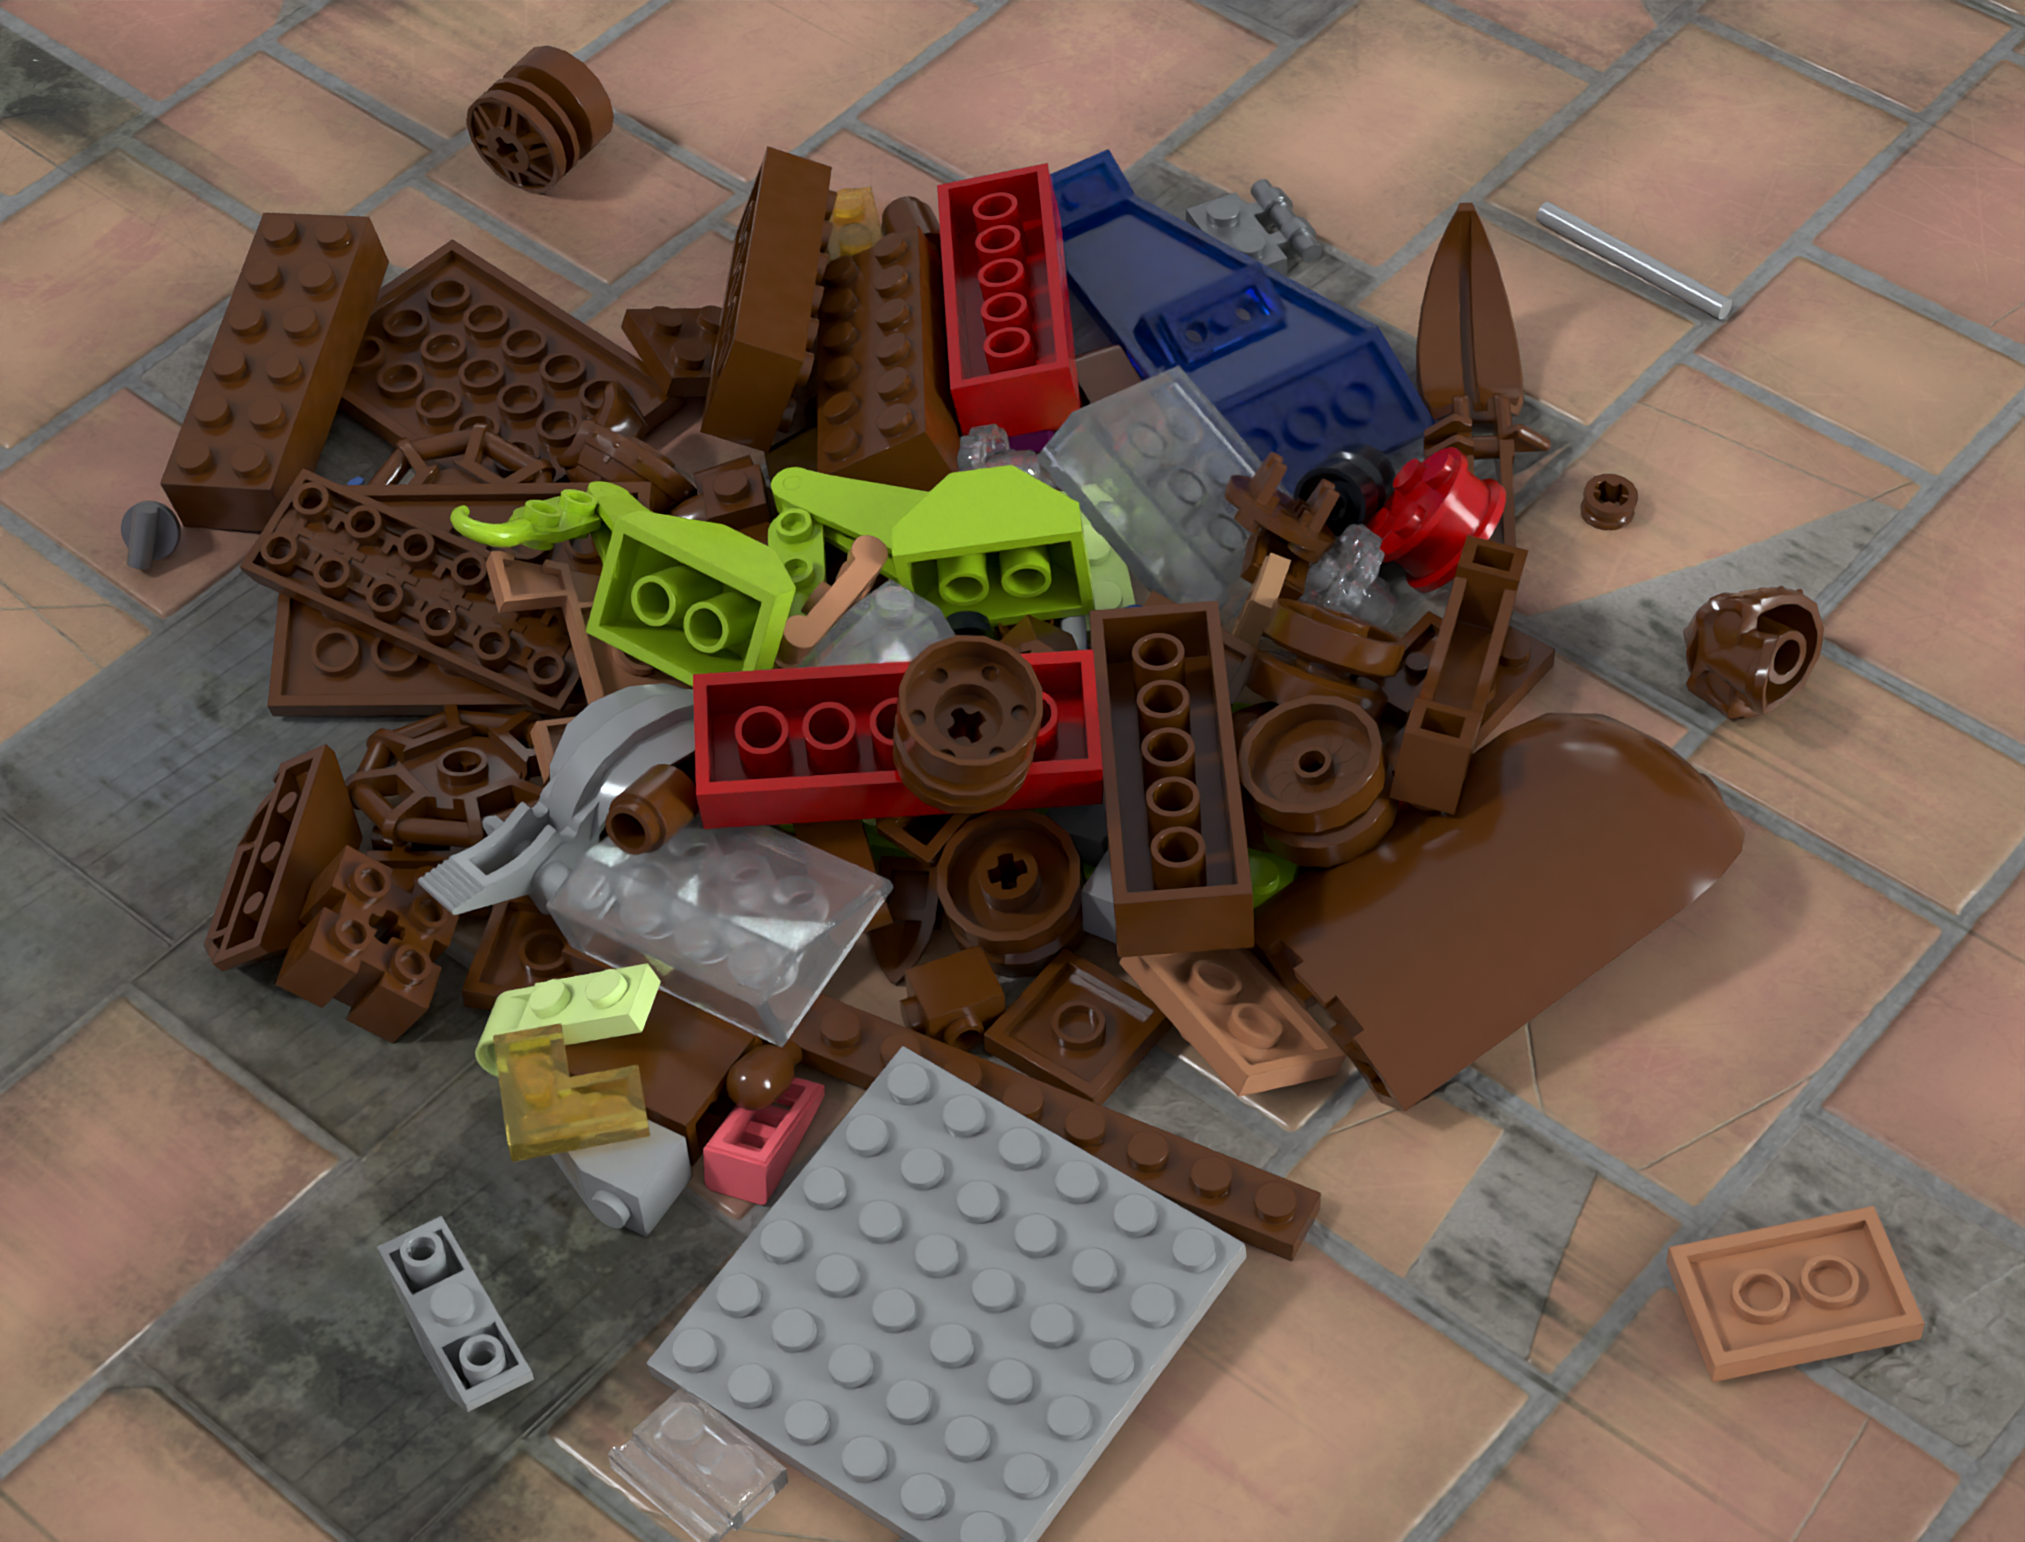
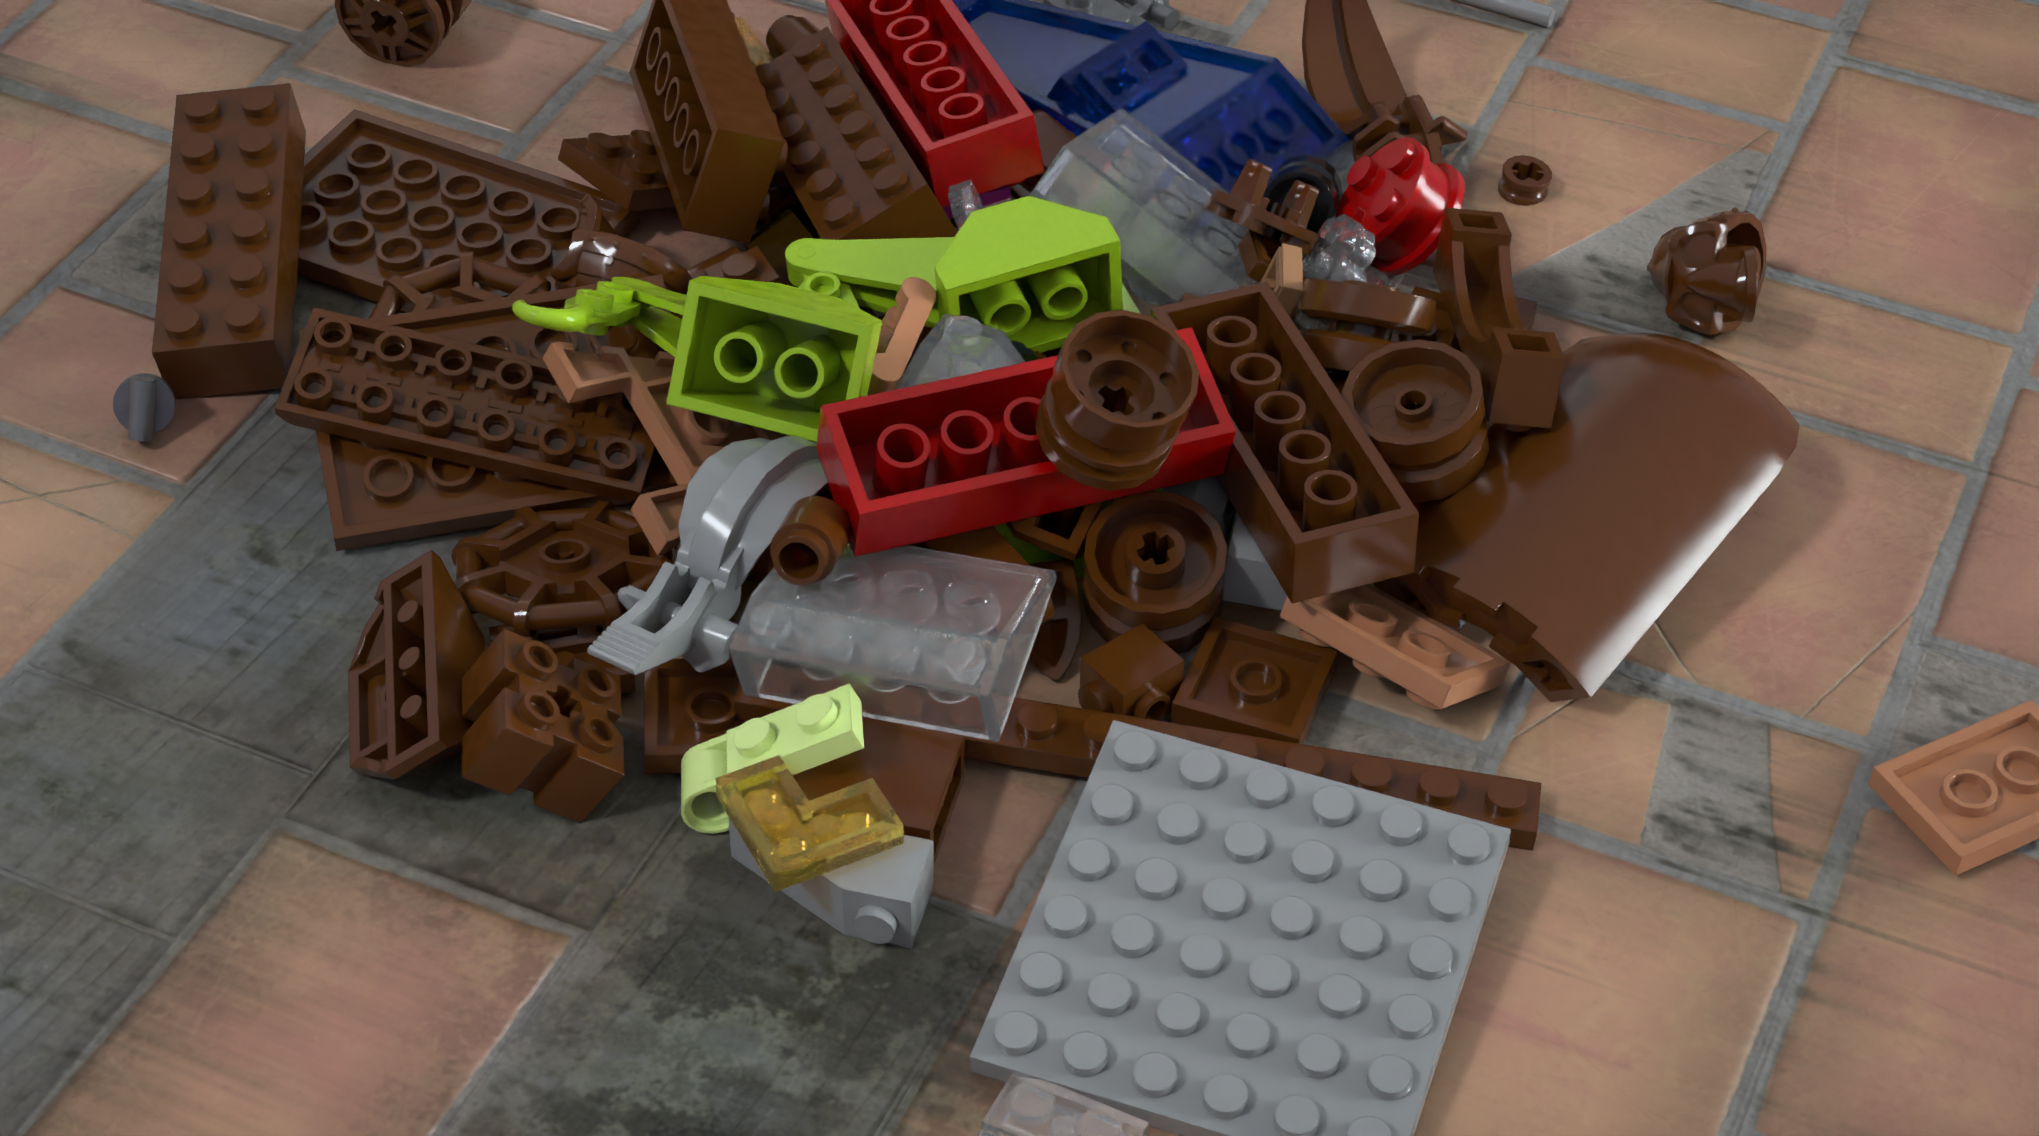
camera: 20 degrees left, 5 degrees down
(453, 1316) = (768, 1052): light grey slope -> none
(755, 1172) = (990, 841): coral slope -> none
(763, 1075) = (980, 775): reddish brown cylinder -> none

